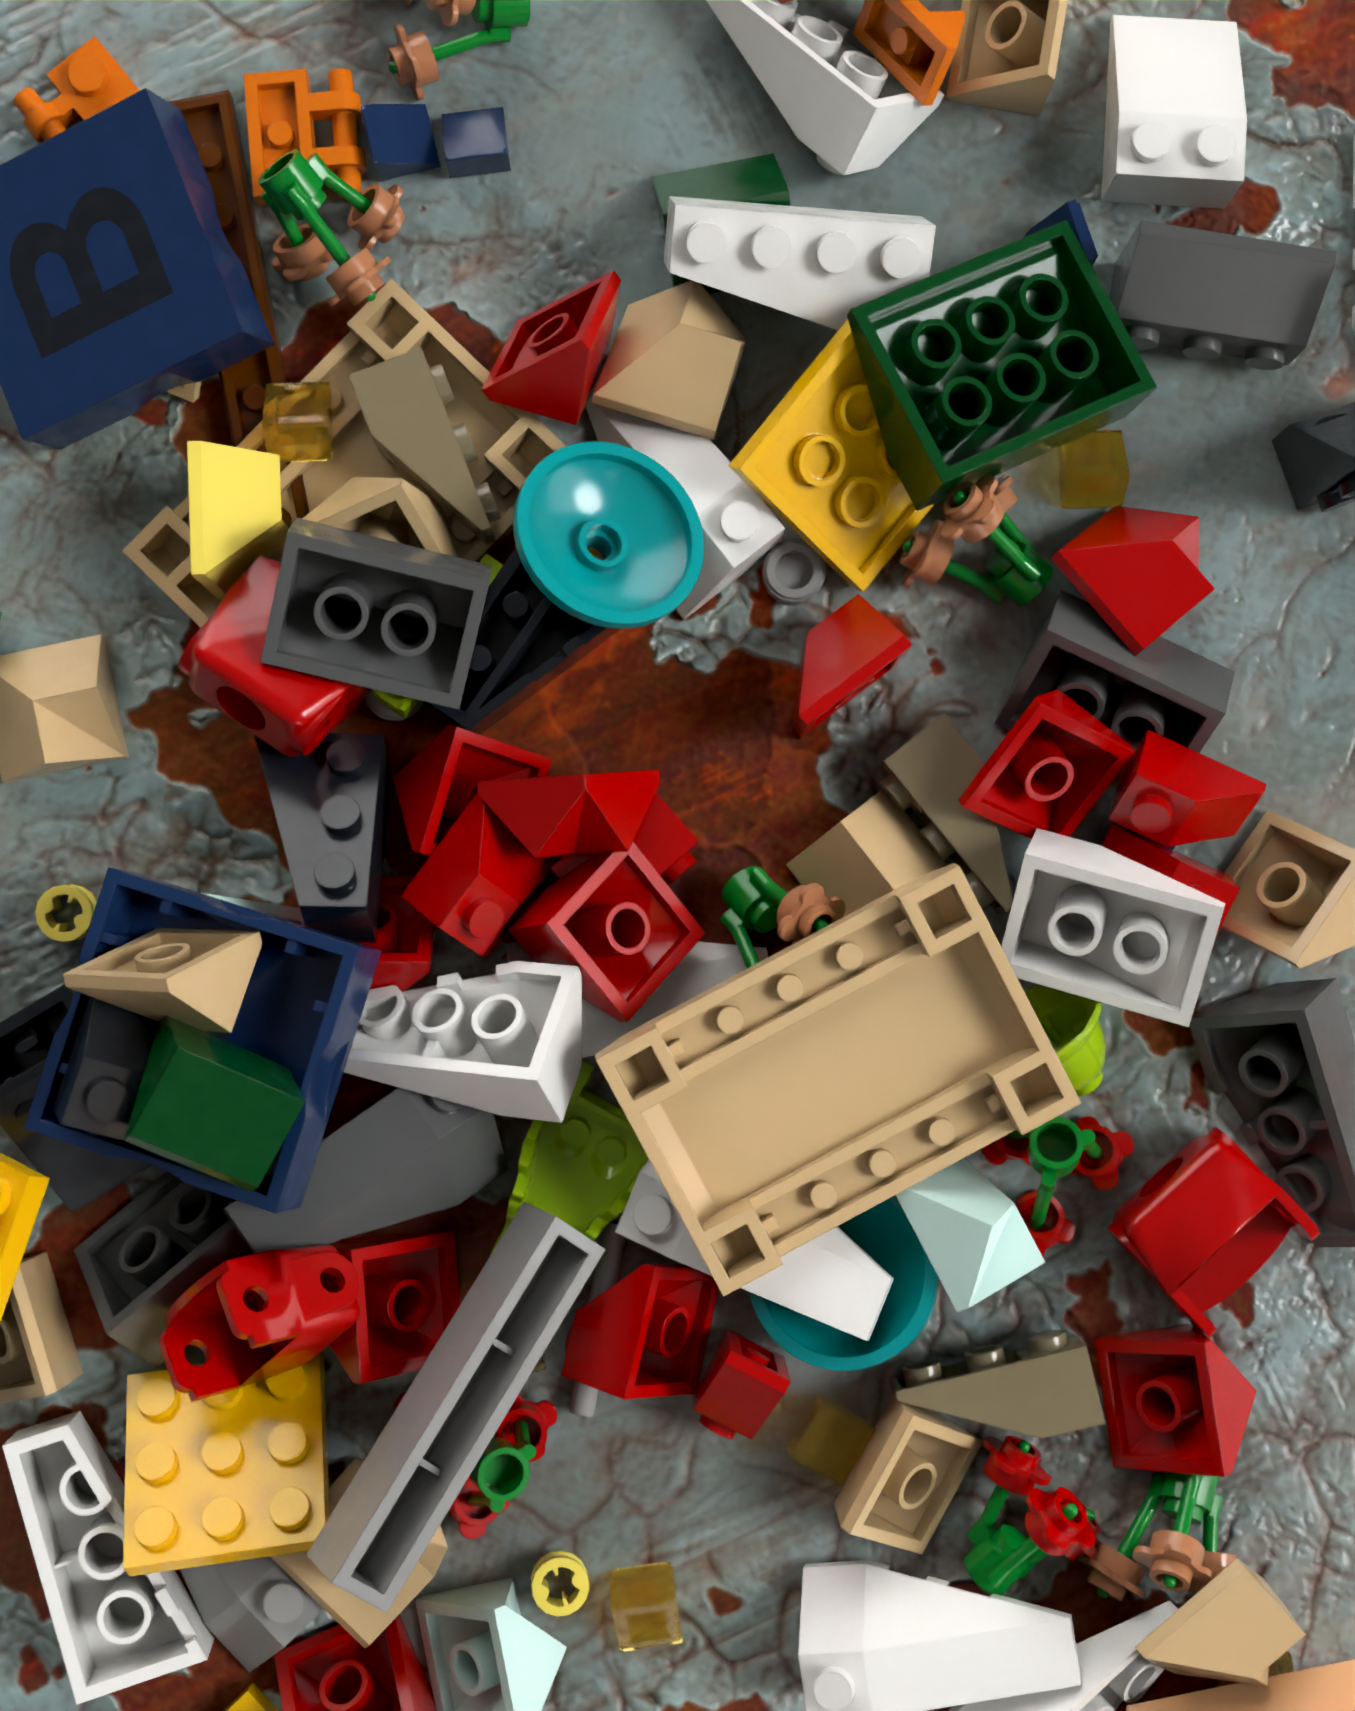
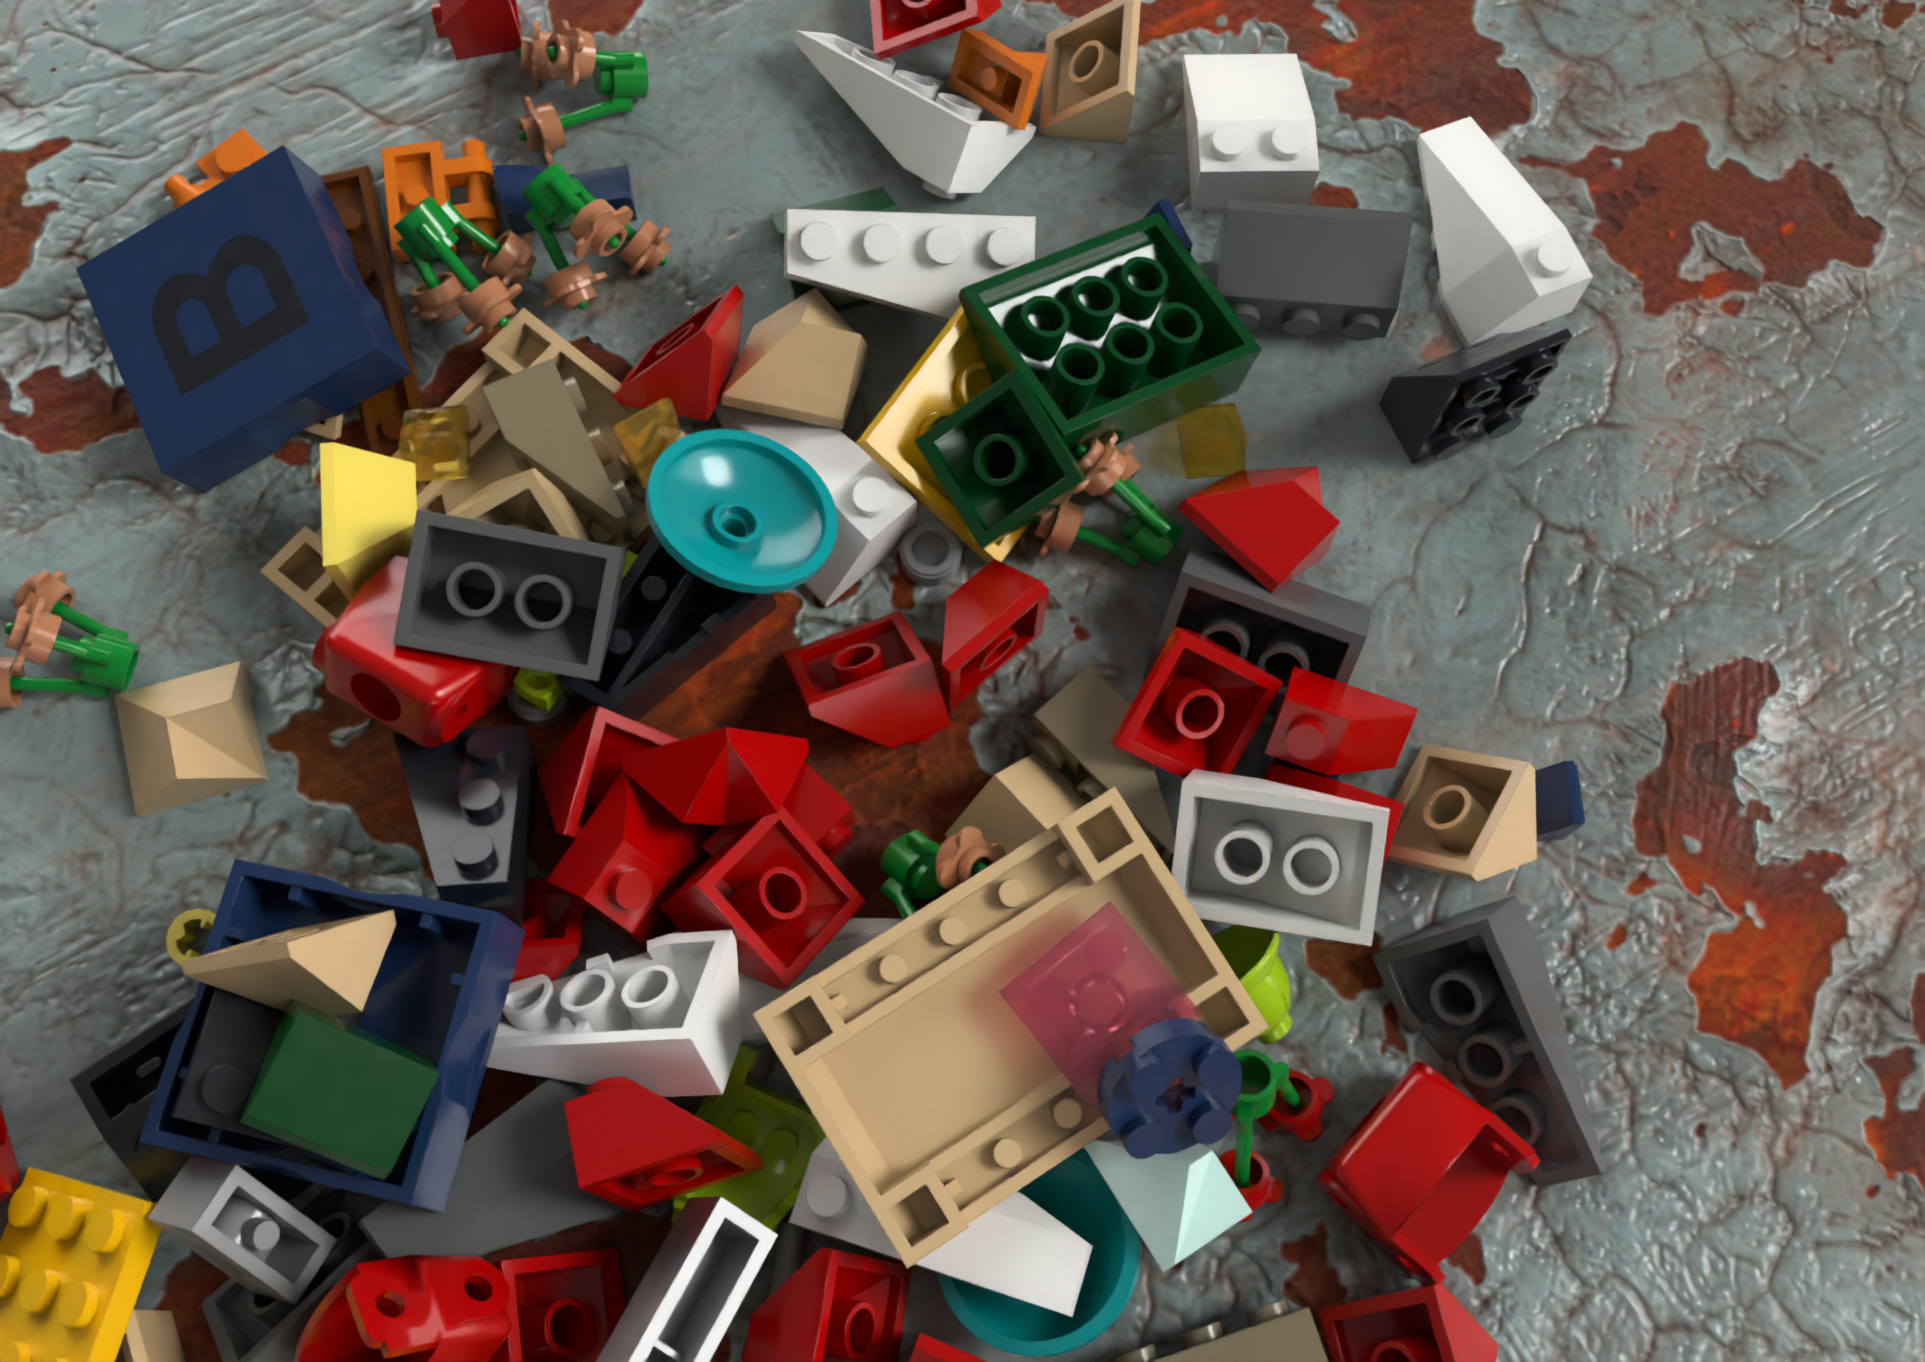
camera: 10 degrees left, 15 degrees down
(117, 1203) = (243, 1228): none -> light grey brick
(473, 202) = (596, 229): none -> nougat plant
(488, 1159) = (647, 1149): none -> red slope
(516, 443) = (646, 436): none -> clear yellow slope
(723, 708) = (872, 682): none -> red slope
(875, 499) = (1001, 460): none -> dark green slope
(924, 1071) = (1095, 996): none -> clear pink plate
(982, 1158) = (1191, 1113): none -> dark blue plate

